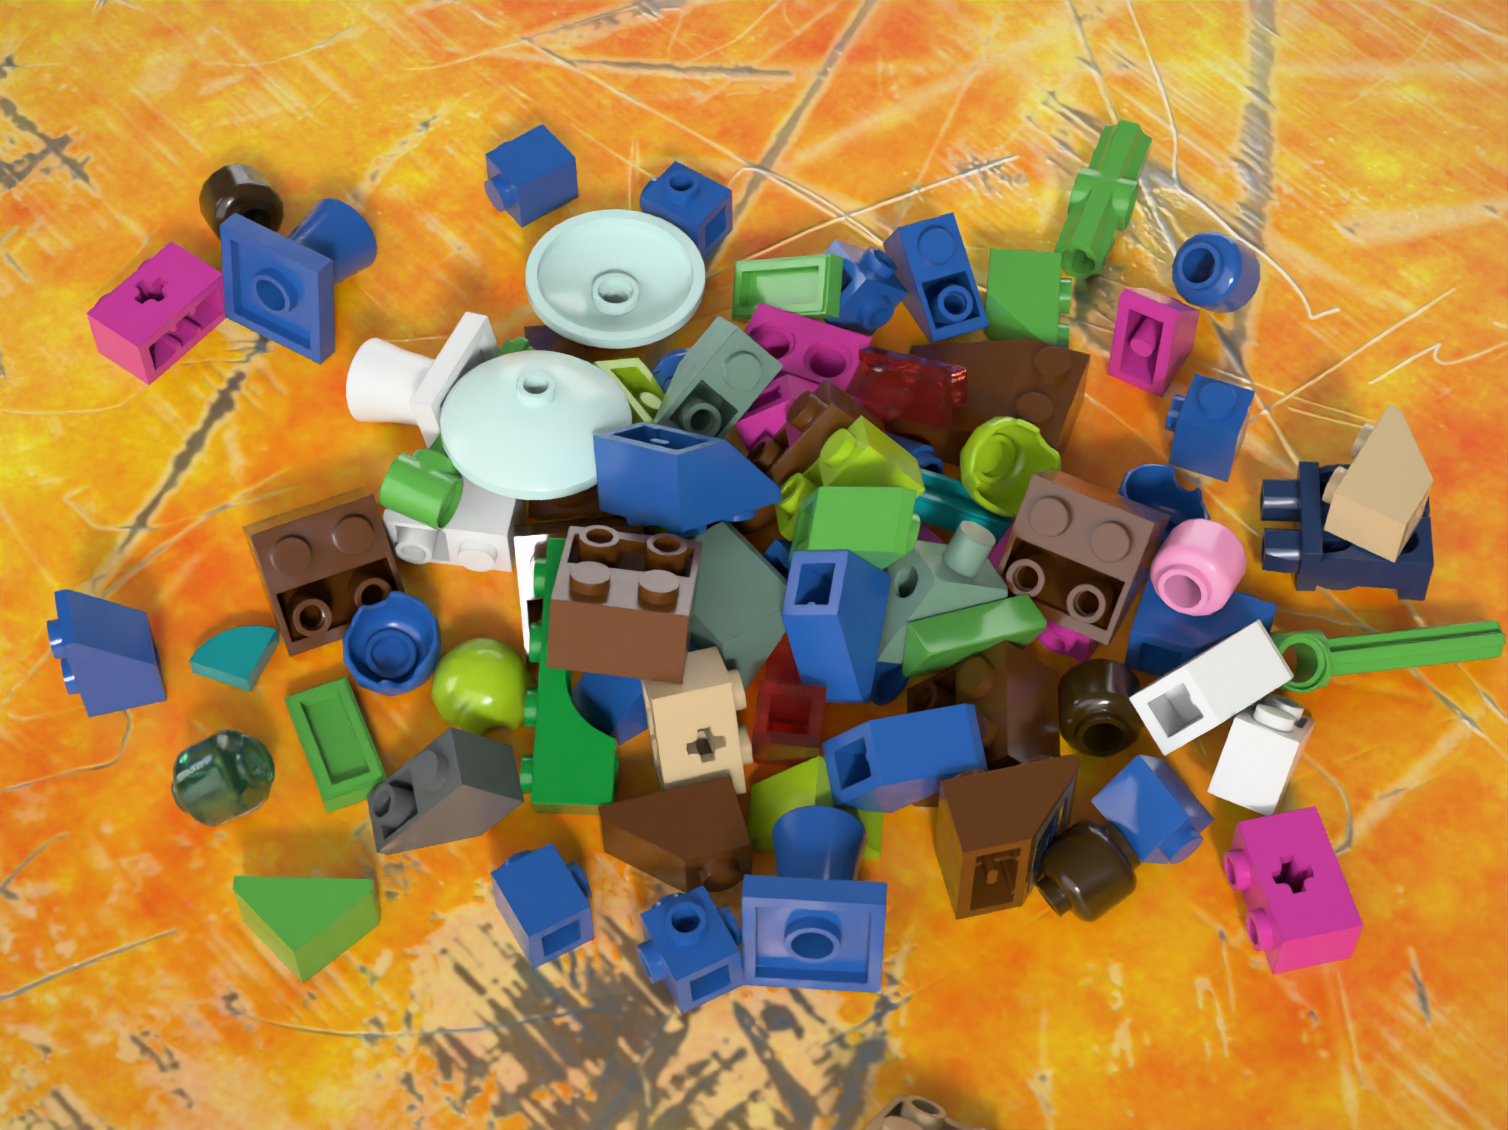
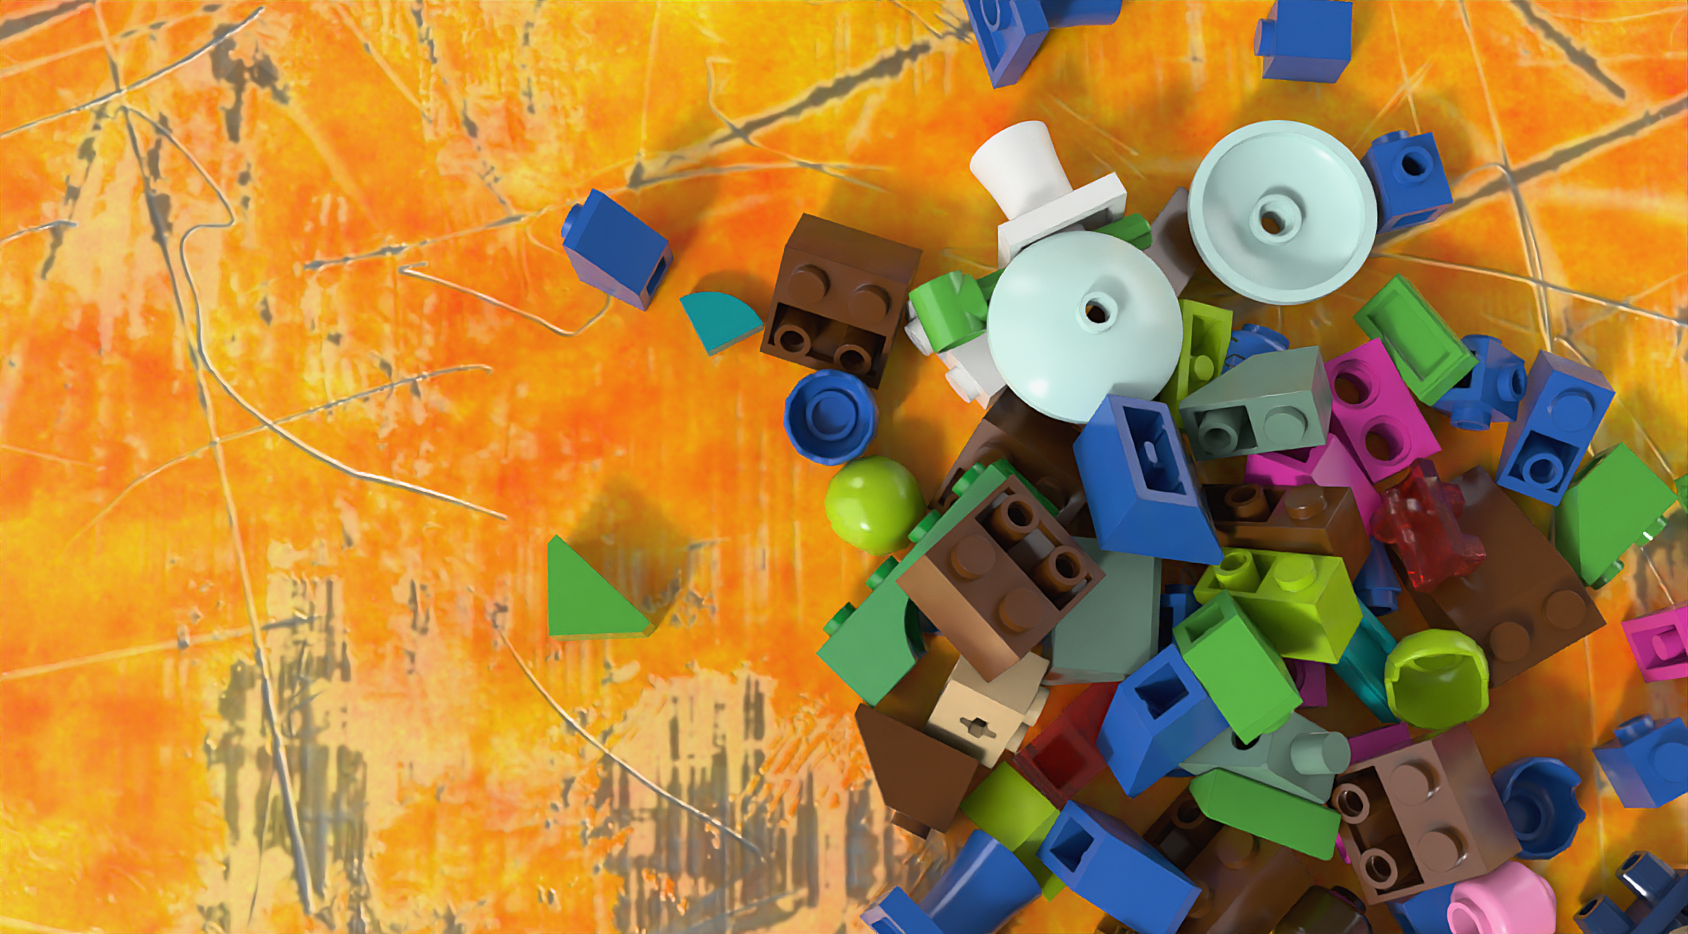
camera: 40 degrees right, 25 degrees up
(222, 777) = (620, 430): clear green head -> none
(335, 743) = (732, 460): bright green tile -> none
(445, 793) = (769, 581): dark grey slope -> none
(544, 903) = (766, 733): blue brick -> none
(691, 948) = (815, 890): blue brick -> none

